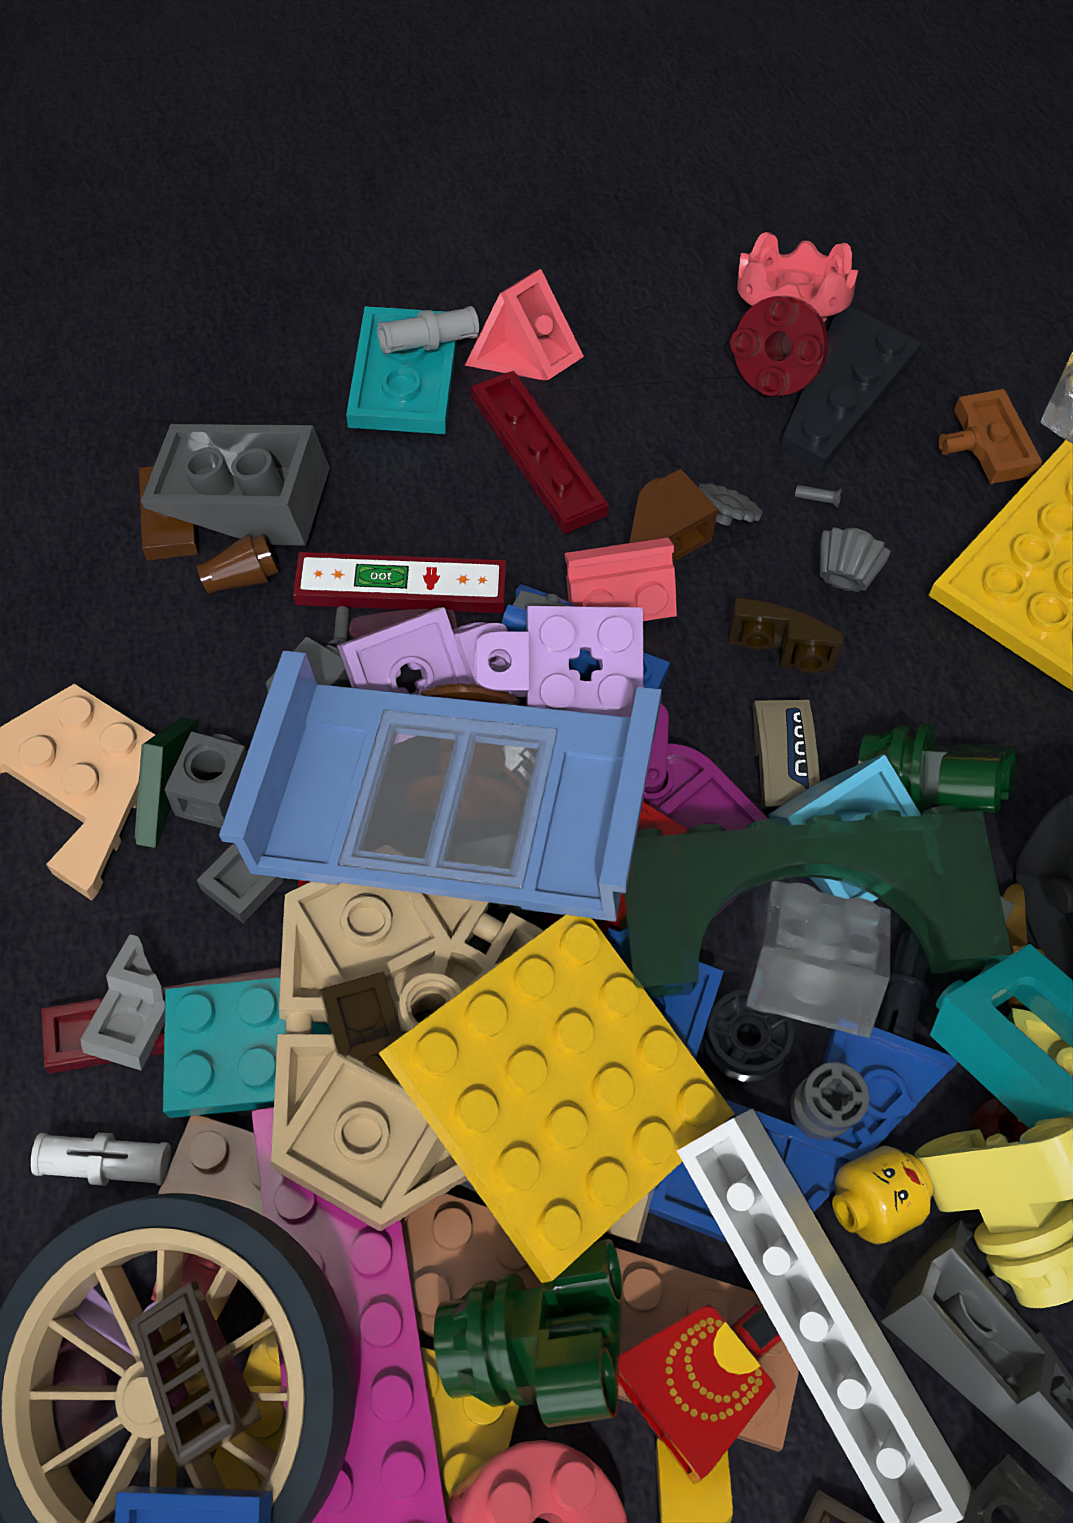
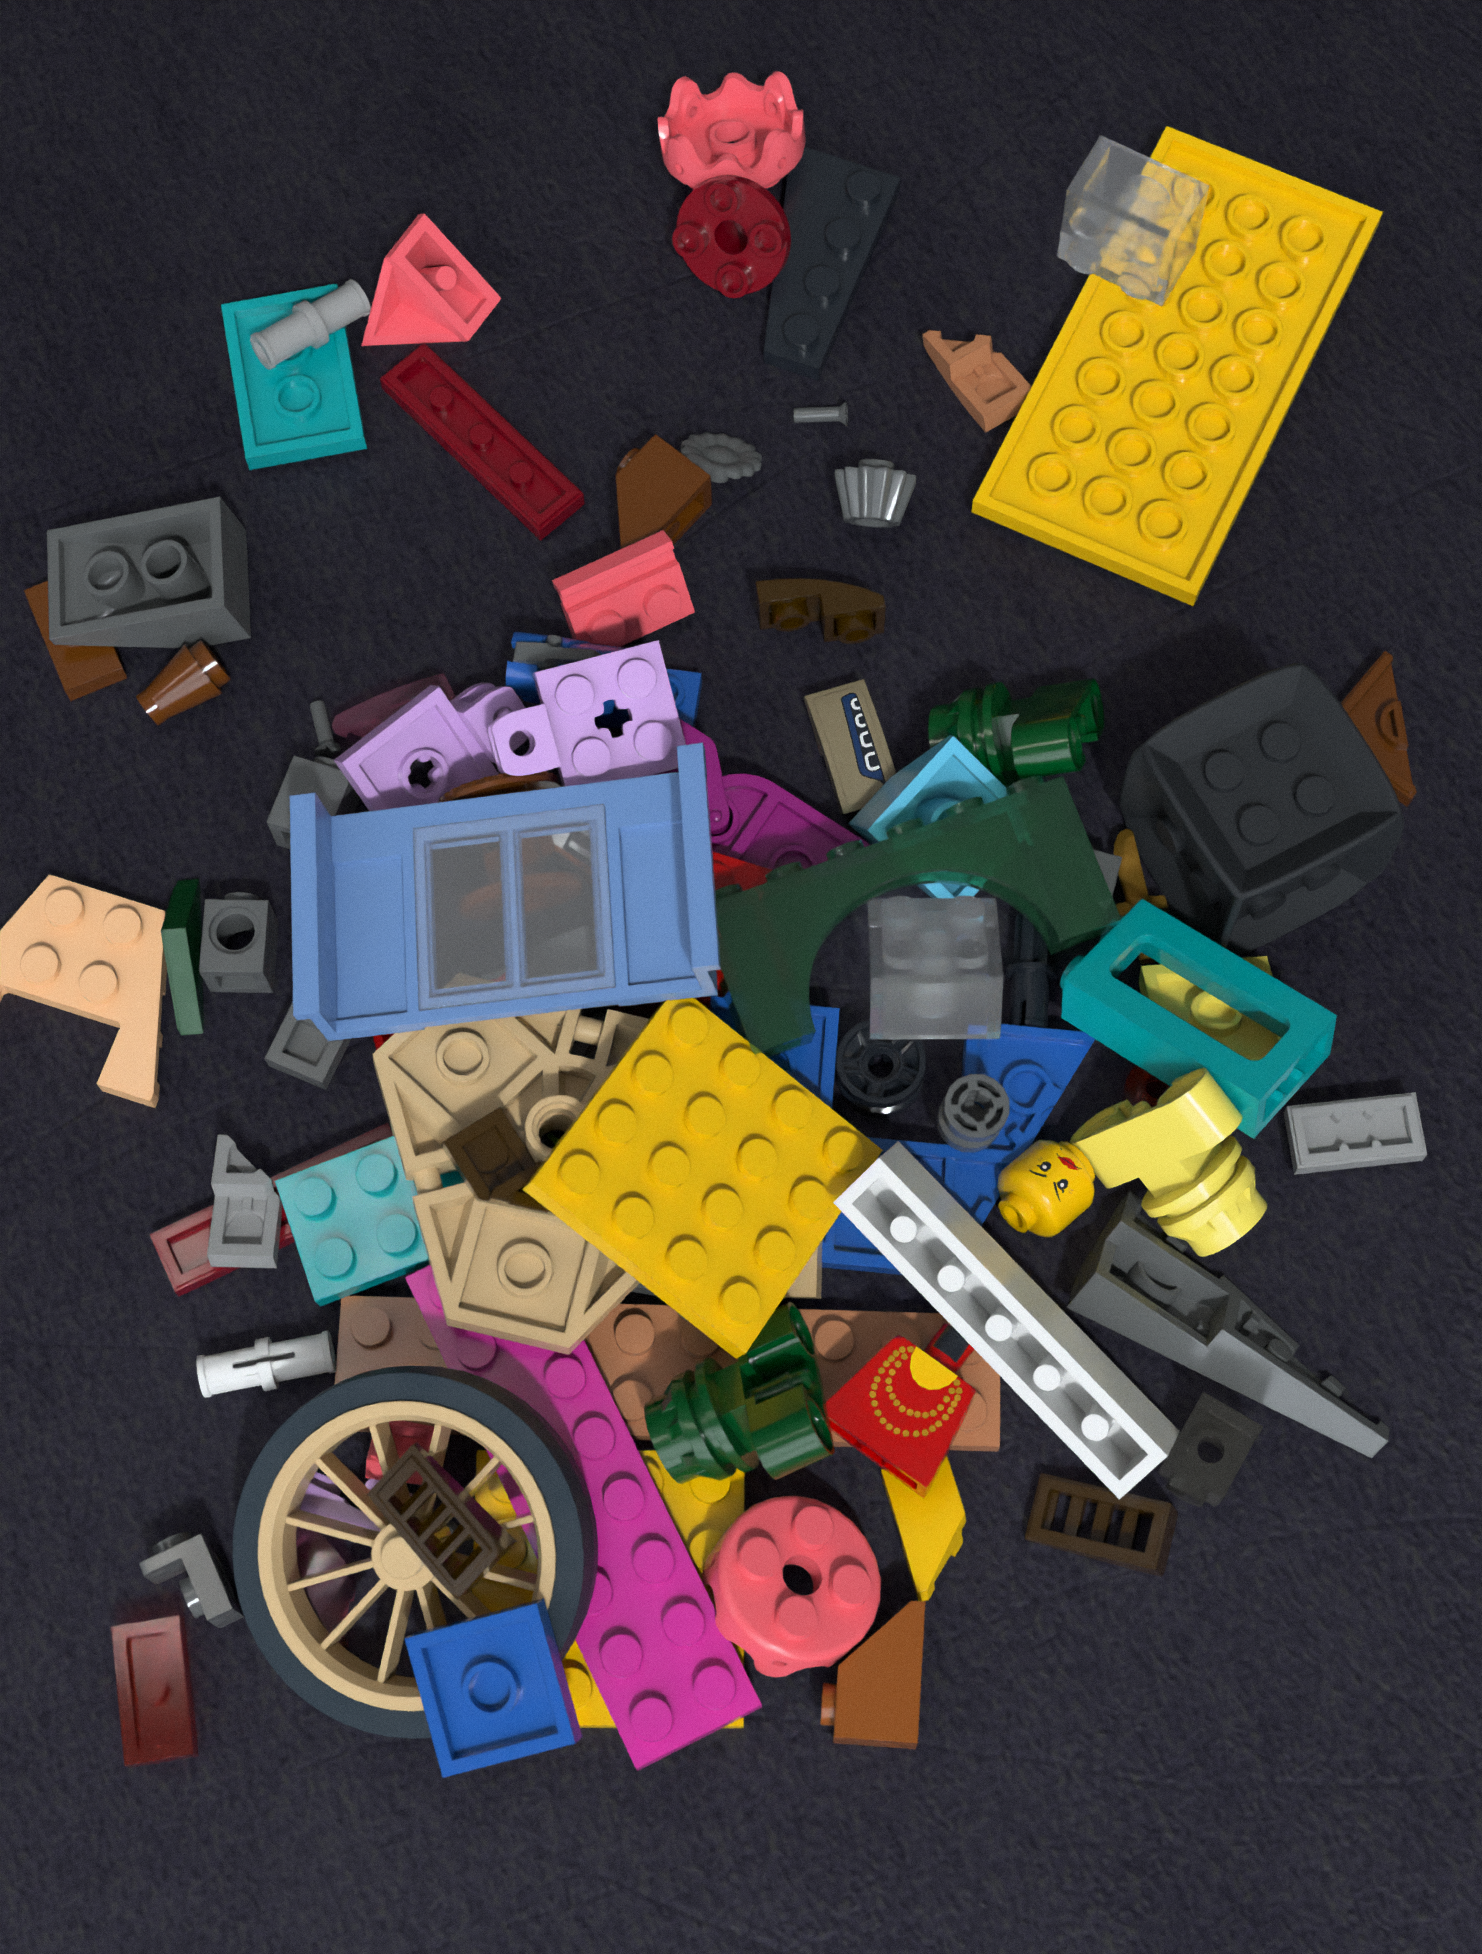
camera: 10 degrees left, 10 degrees up
(400, 582) = (372, 654): tile -> none
(953, 497) = (979, 377): none -> nougat slope
(994, 436) = (1007, 287): dark orange plate -> none

